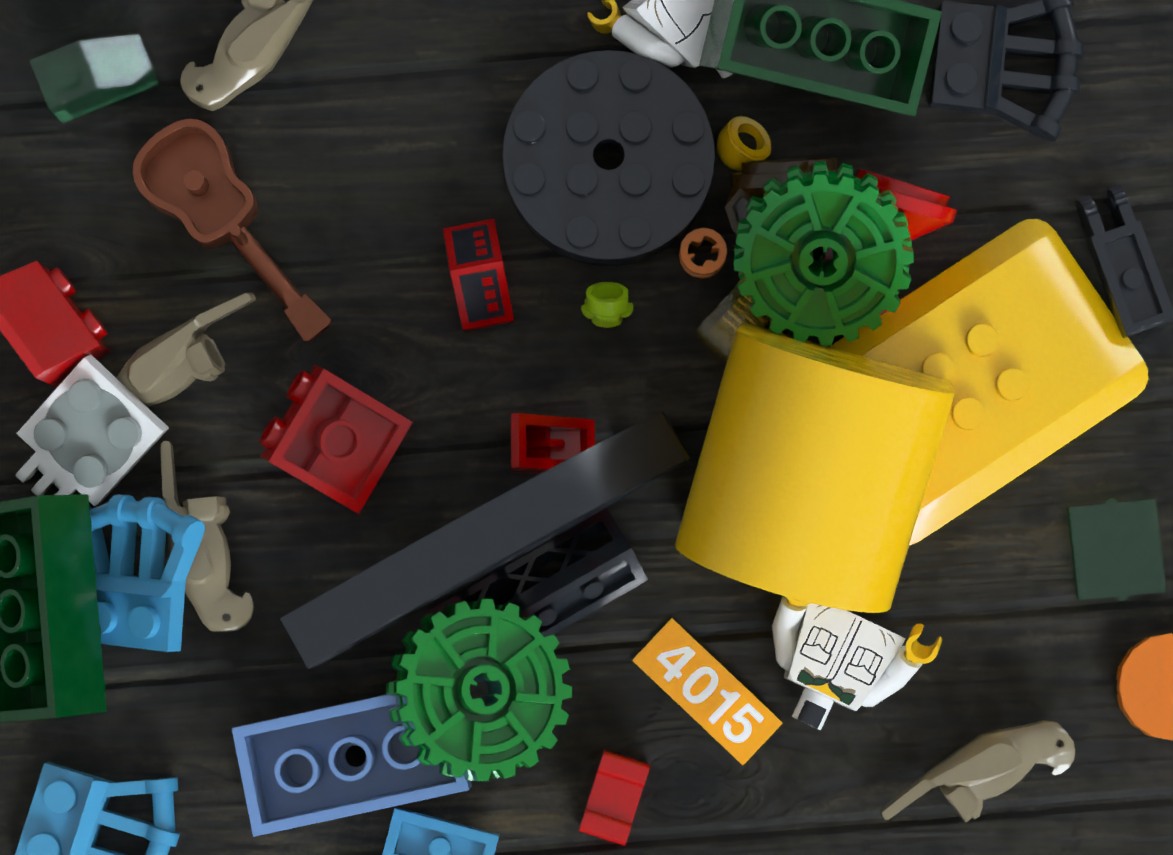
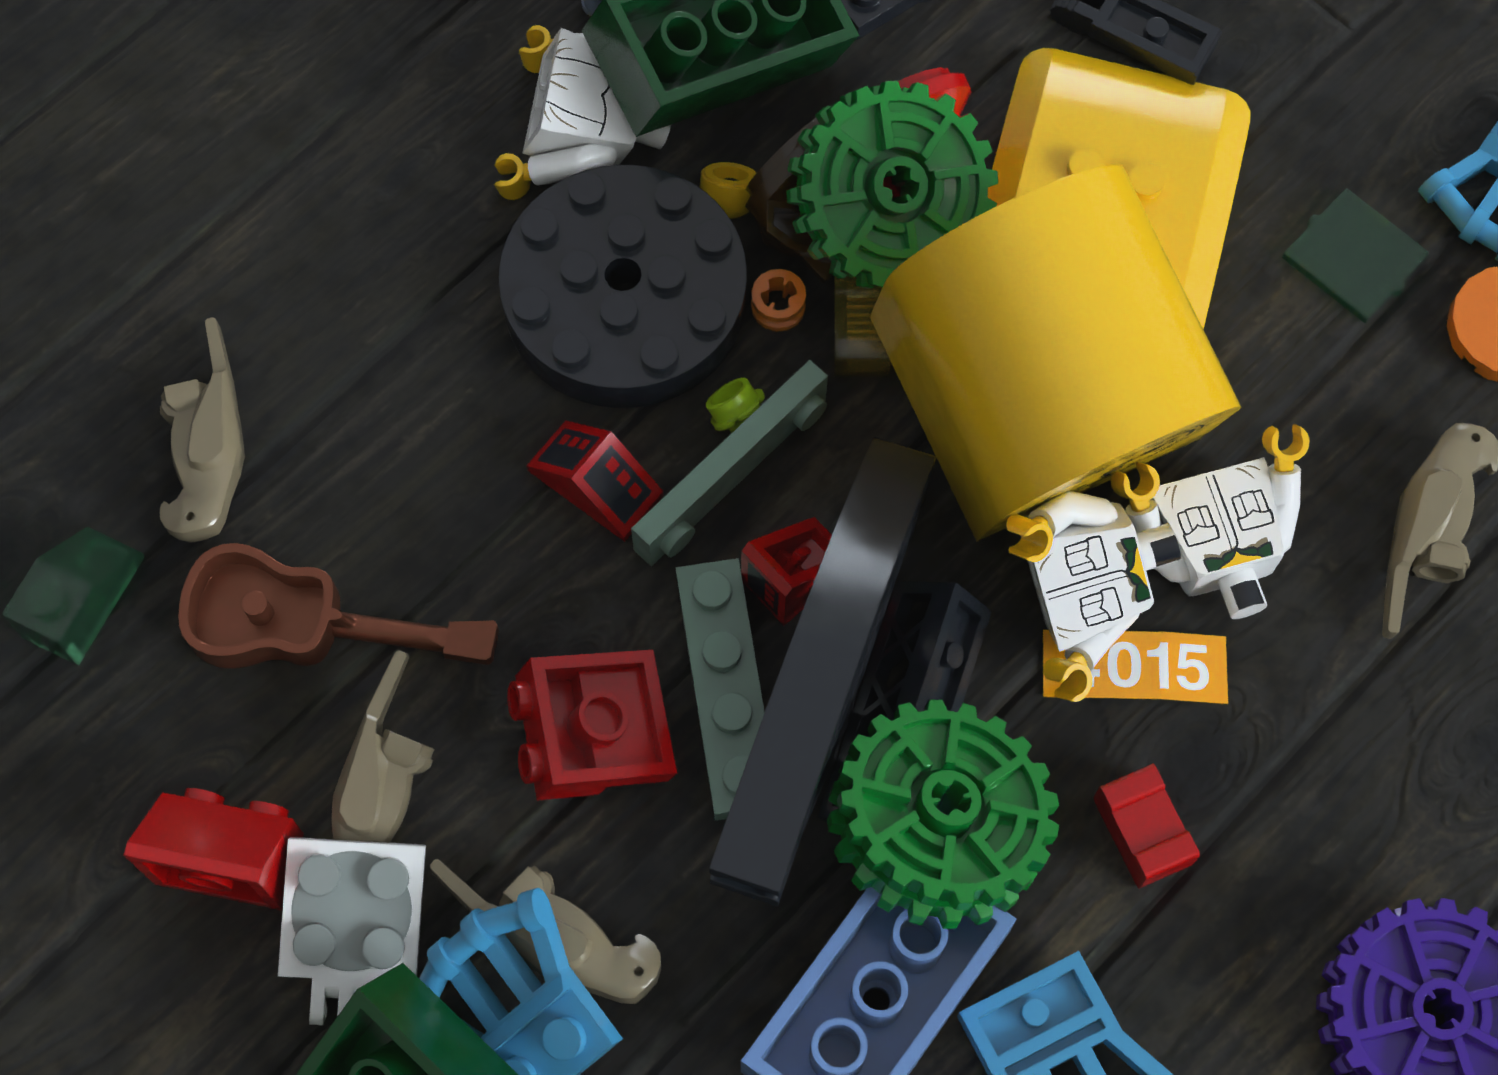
camera: 40 degrees left, 15 degrees down
(445, 472) = (722, 672): none -> sand green plate
(493, 349) = (671, 521): none -> sand green plate
(710, 625) = (1088, 578): none -> white torso

